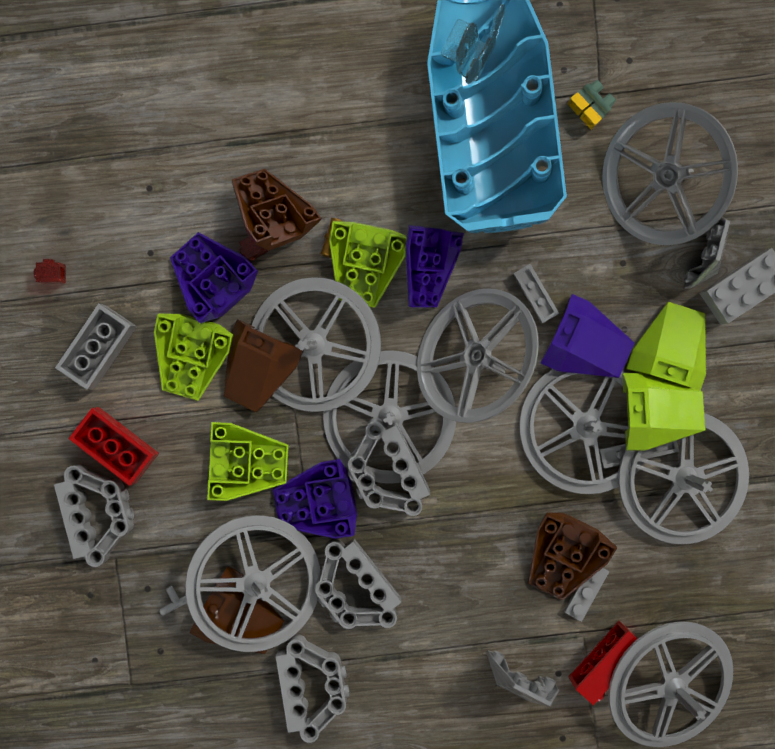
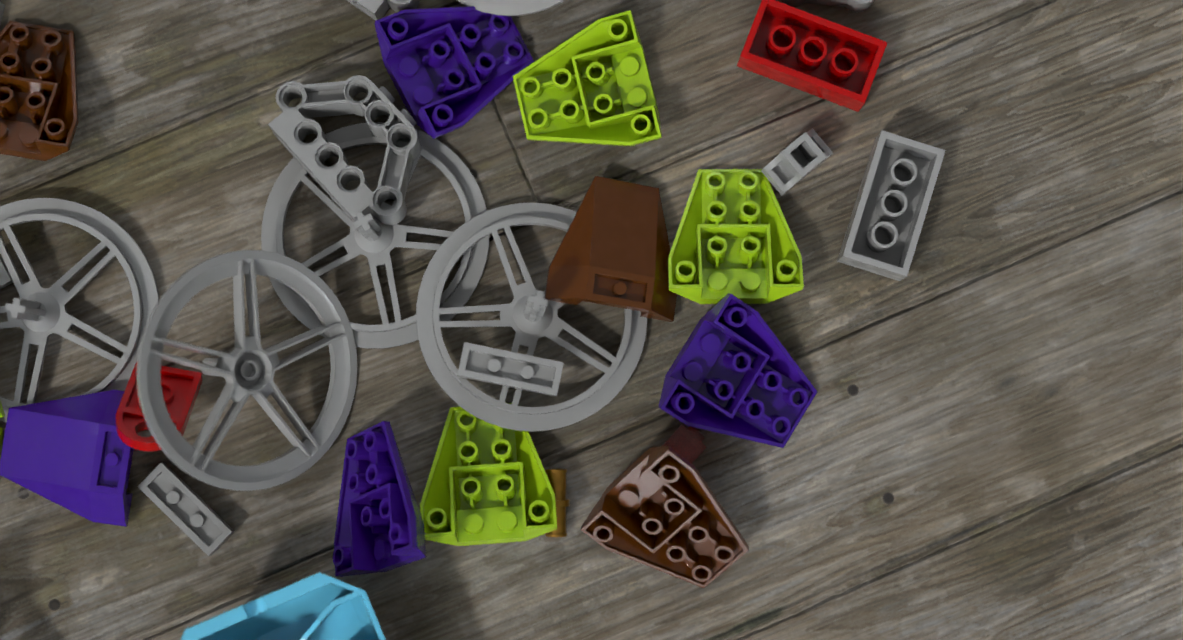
camera: 170 degrees right, 5 degrees down
(50, 272) = (1008, 307): clear red brick -> none
(141, 387) = (796, 161): none -> light grey brick
(333, 316) = (510, 369): none -> light grey plate
(547, 354) = (179, 394): none -> red tile

